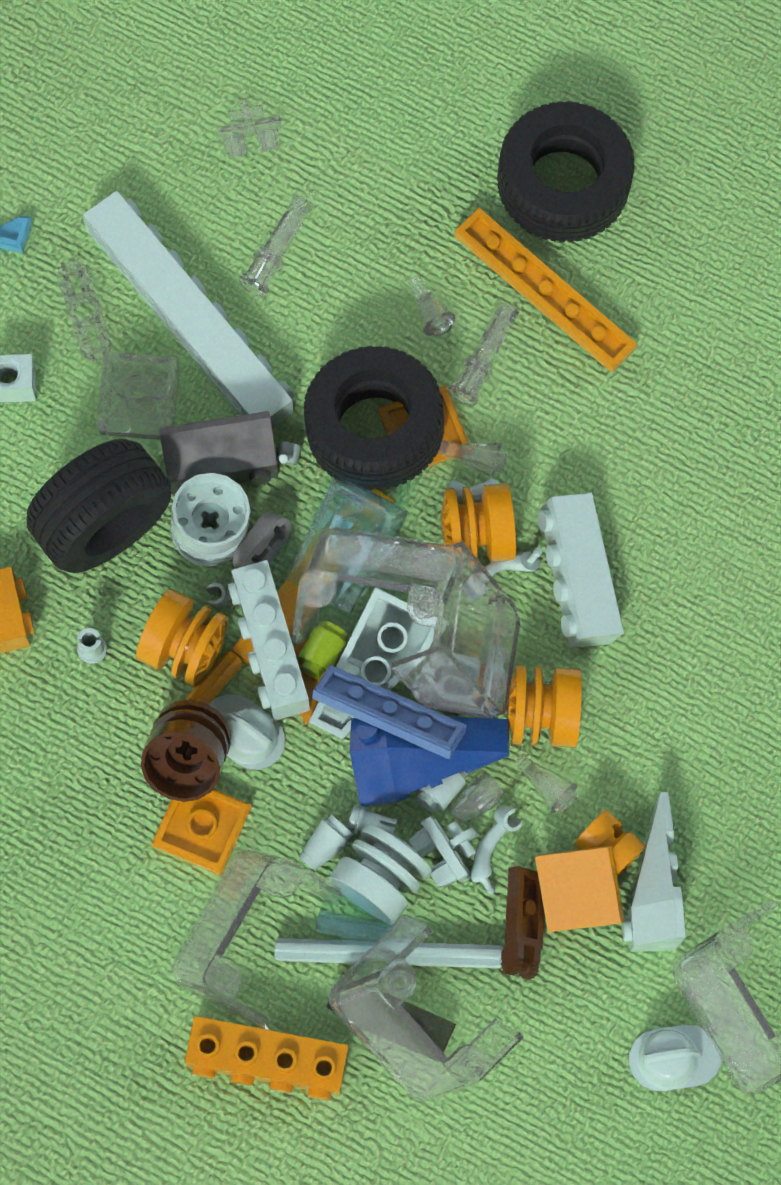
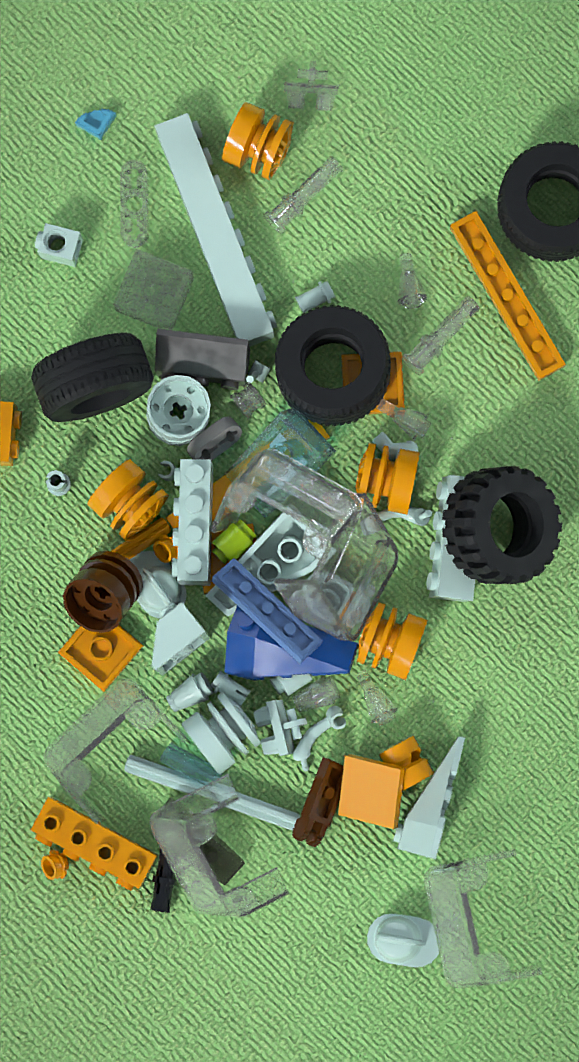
camera: 30 degrees right, 10 degrees up
(207, 198) = (258, 141): none -> light orange wheel
(226, 1099) = (54, 865): none -> light orange plate
(244, 684) = (164, 548): none -> light orange plate
(287, 488) = (248, 400): none -> clear wheel
(295, 771) = (175, 637): none -> light aqua slope
(330, 348) = (315, 297): none -> light aqua pin
(365, 1077) = (163, 885): none -> black pin
(600, 552) = (533, 525): none -> black tyre

